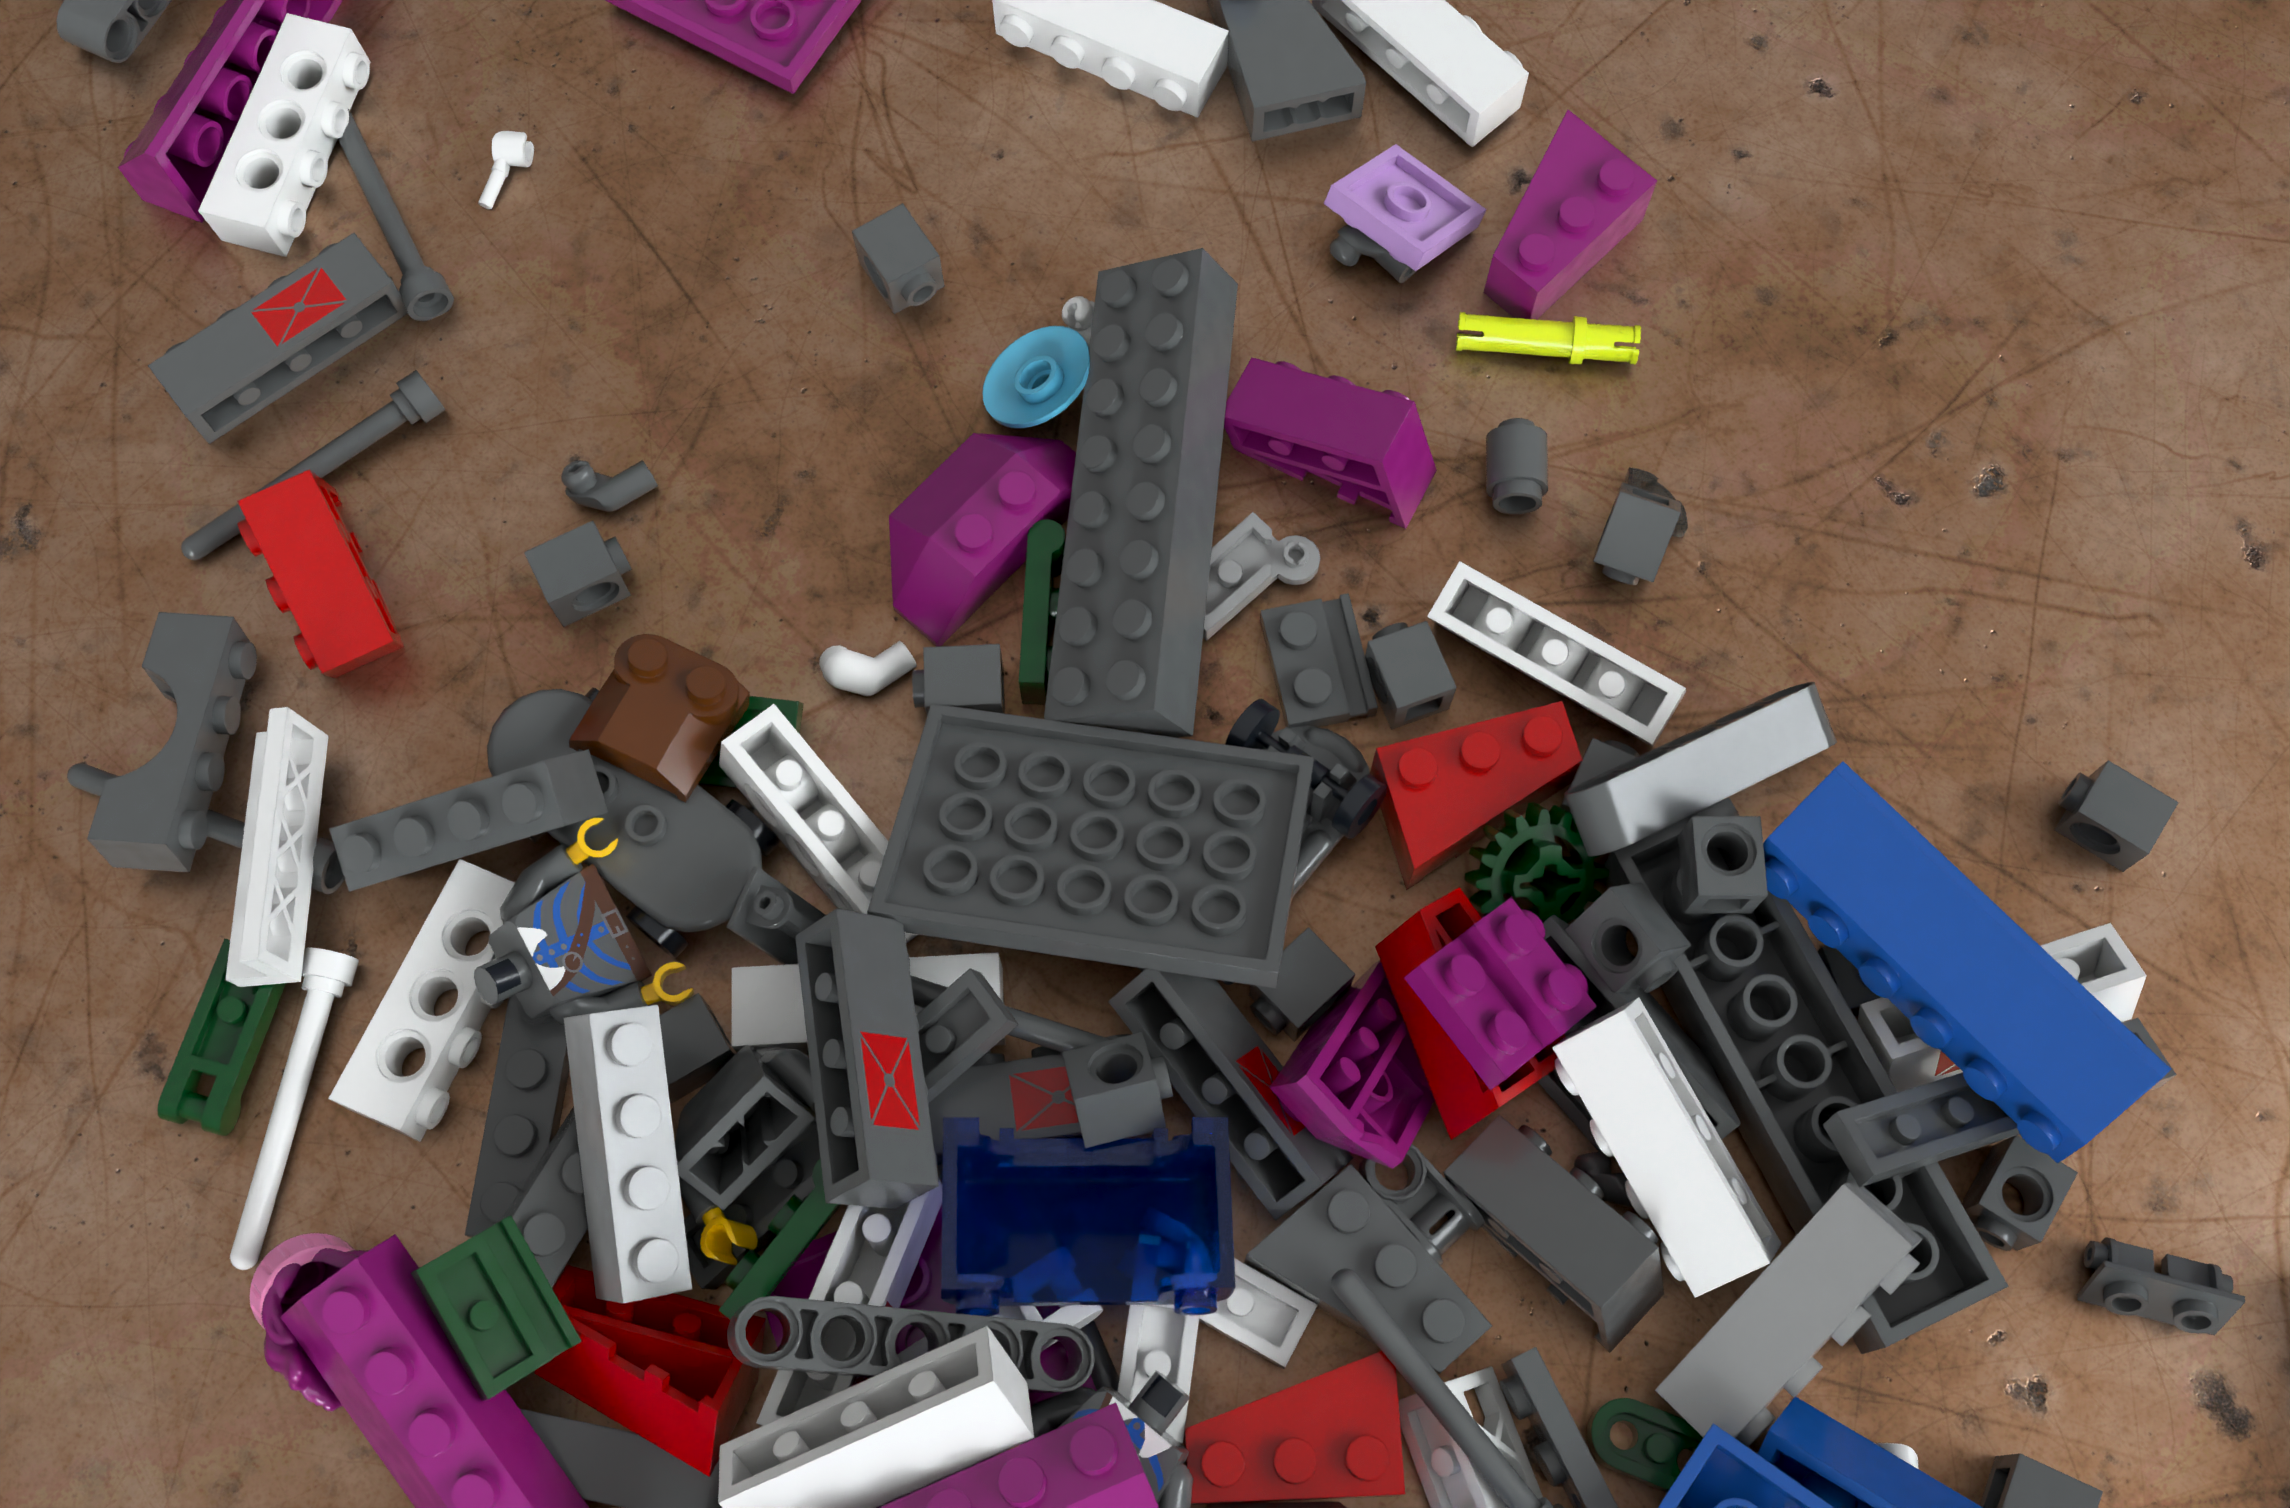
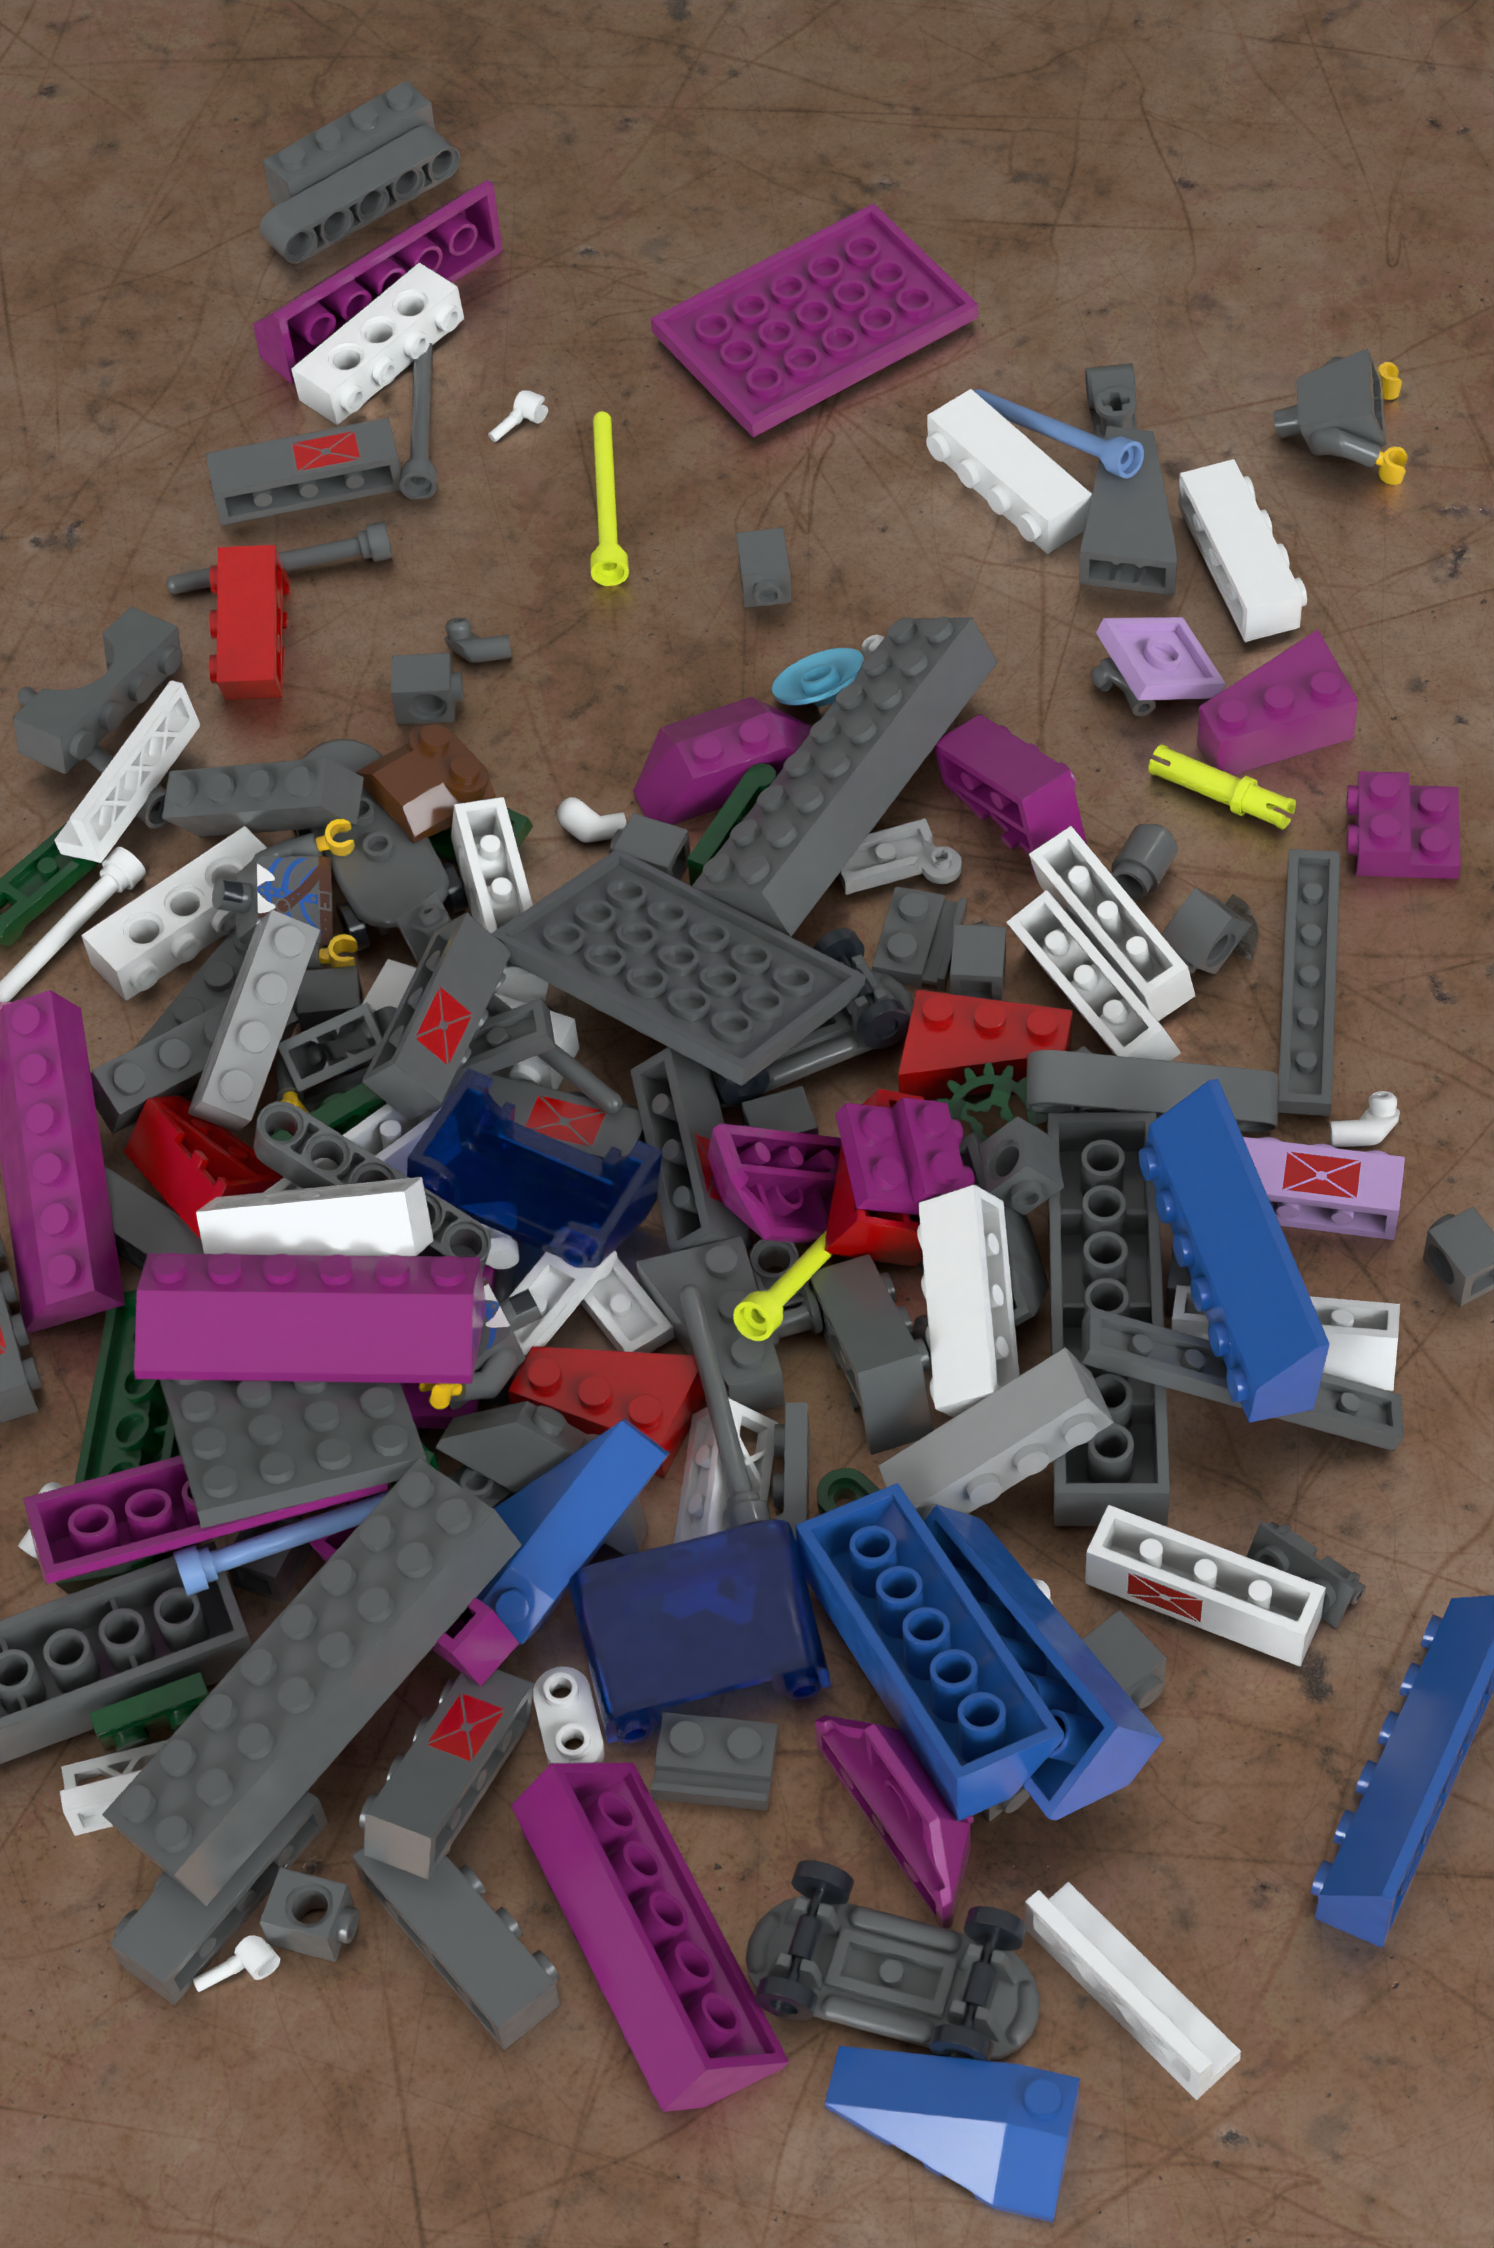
camera: 30 degrees right, 15 degrees down
(496, 1308) = (120, 1071): dark green plate -> none
(711, 318) = (608, 560): none -> neon yellow piece
(1117, 1088) = (601, 1116): dark grey brick -> none
(1449, 1277) = (762, 1311): none -> neon yellow piece
(1534, 562) = (1113, 922): none -> white brick
(1709, 887) = (1110, 1158): dark grey brick -> none
(1761, 311) = (1403, 827): none -> magenta plate
(1769, 542) = (1309, 983): none -> dark grey plate
(1923, 694) = (1372, 1125): none -> white arm
(1940, 791) = (1330, 1186): none -> lavender brick
(2038, 1180) = (1236, 1445): dark grey brick -> none
(2086, 1370) = (1204, 1585): none -> white brick

